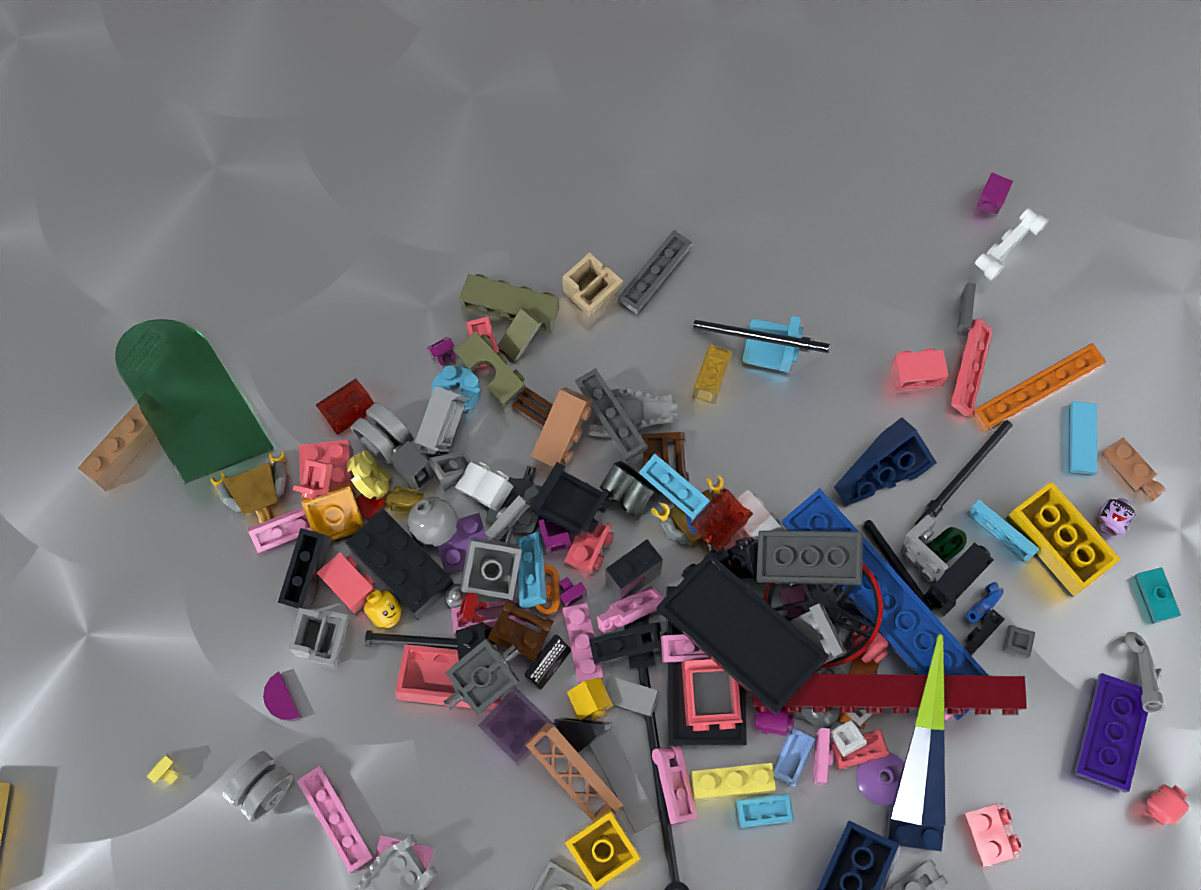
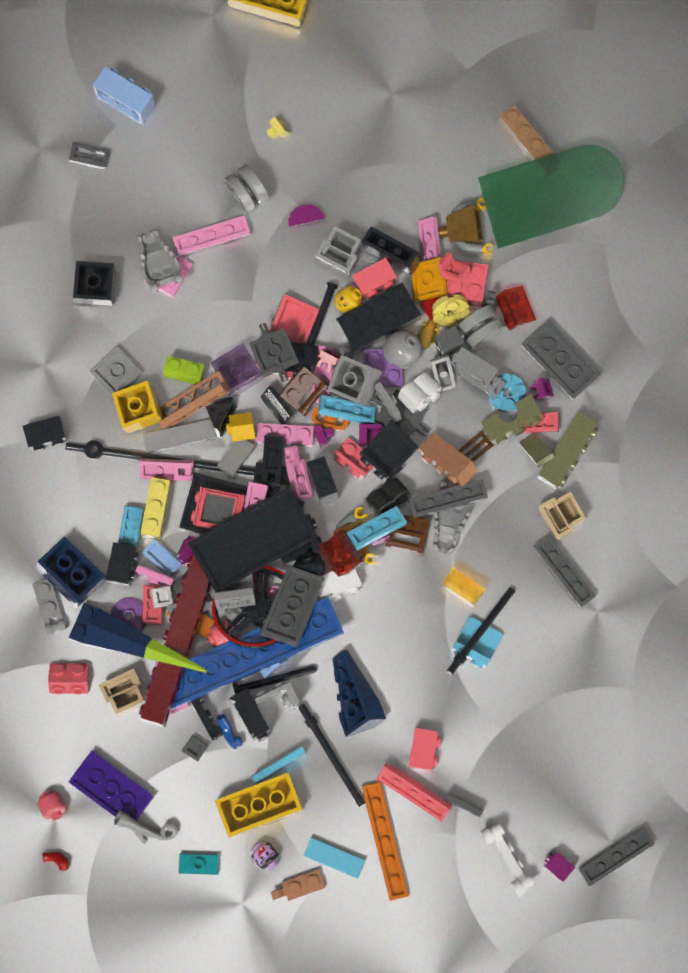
camera: 105 degrees right, 10 degrees up
(344, 433) = (490, 300): none -> dark grey piece
(399, 339) = (560, 359): none -> dark grey plate
(534, 800) = (183, 370): none -> lime brick
(822, 805) = (121, 564): none -> black brick
(948, 543) = (278, 717): dark green plate -> none
(959, 141) = (616, 856): none -> dark grey plate
(991, 749) = (123, 692): none -> tan plate

